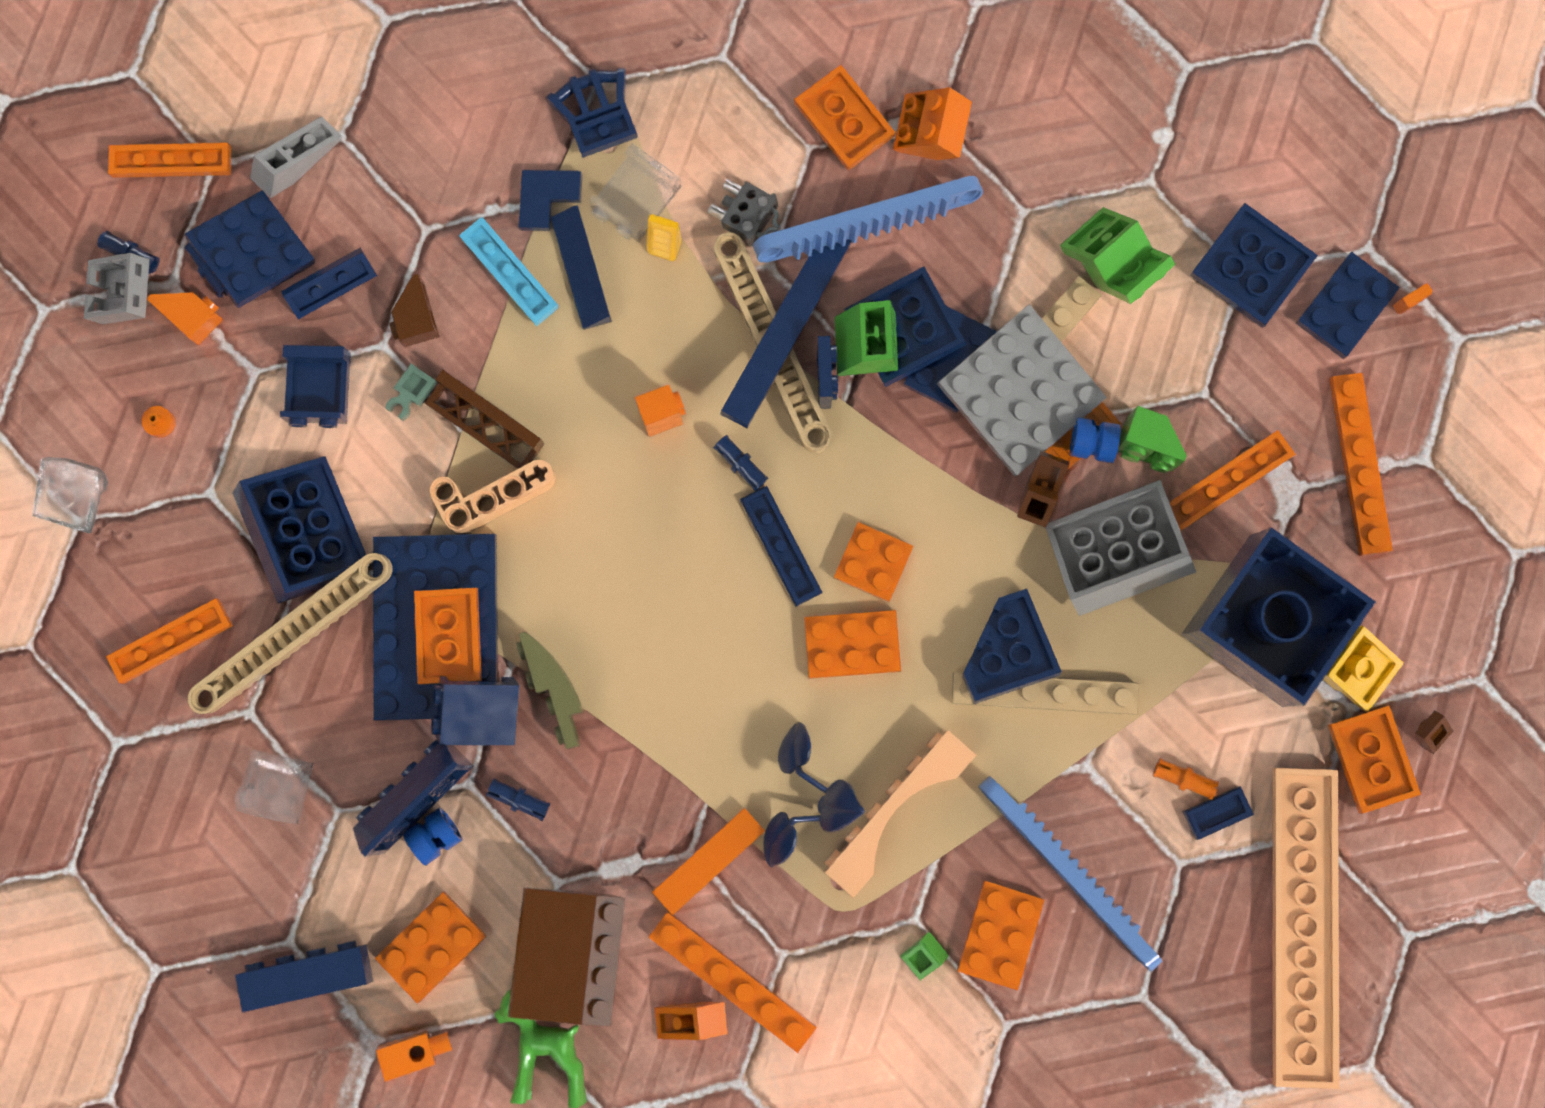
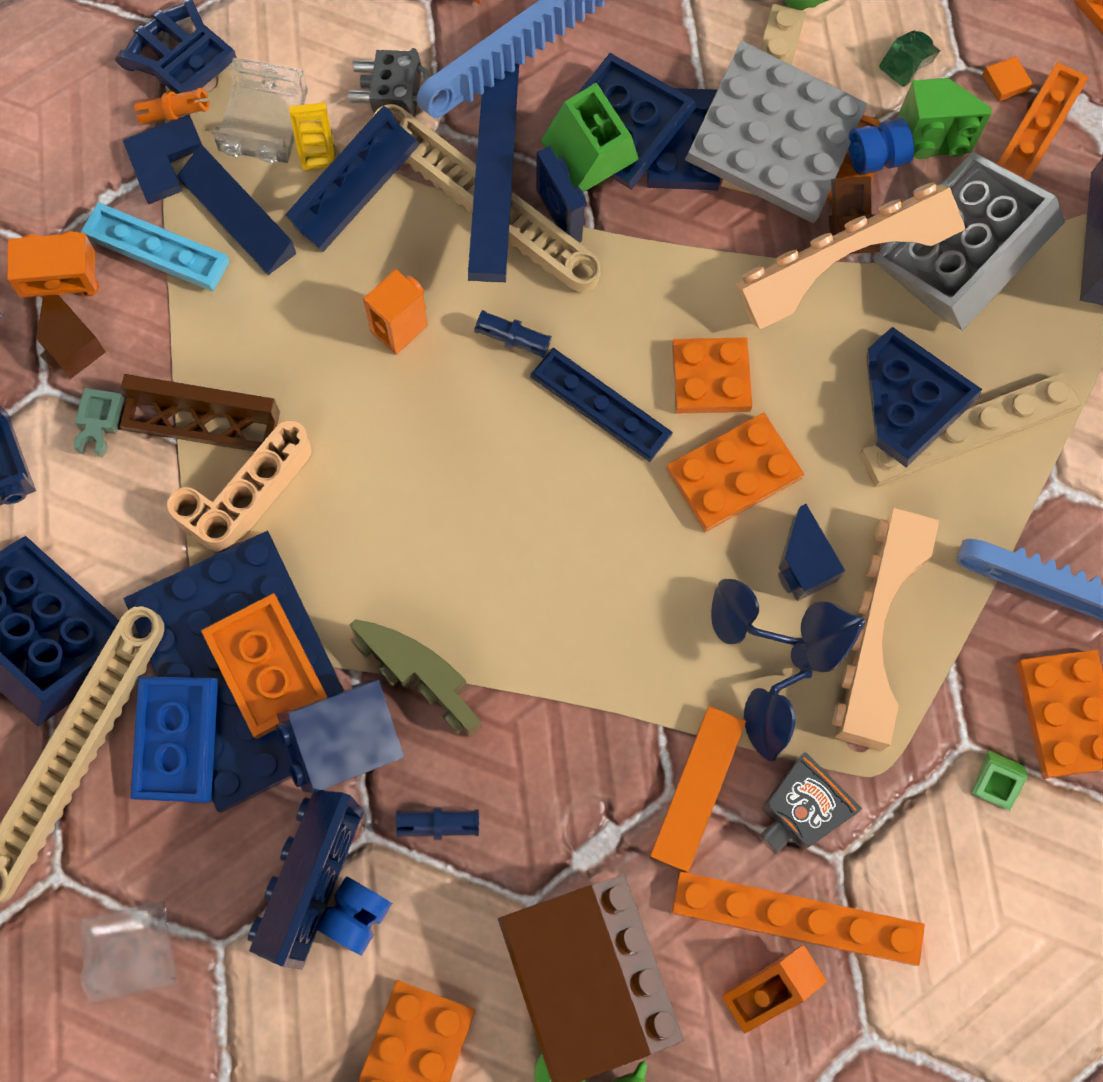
camera: 30 degrees left, 10 degrees down
(365, 657) = (174, 739): none -> blue tile
(424, 261) = (51, 265): none -> orange brick
(570, 159) = (172, 106): none -> orange pin
(677, 286) = (352, 179): none -> dark blue fence
(774, 910) = (805, 806): none -> dark grey torso
(868, 735) = (807, 557): none -> dark blue slope
(1080, 521) = (921, 219): none -> light nougat arch
(1164, 370) = (908, 55): none -> clear green bracket
(1233, 423) = (1007, 79): none -> orange tile

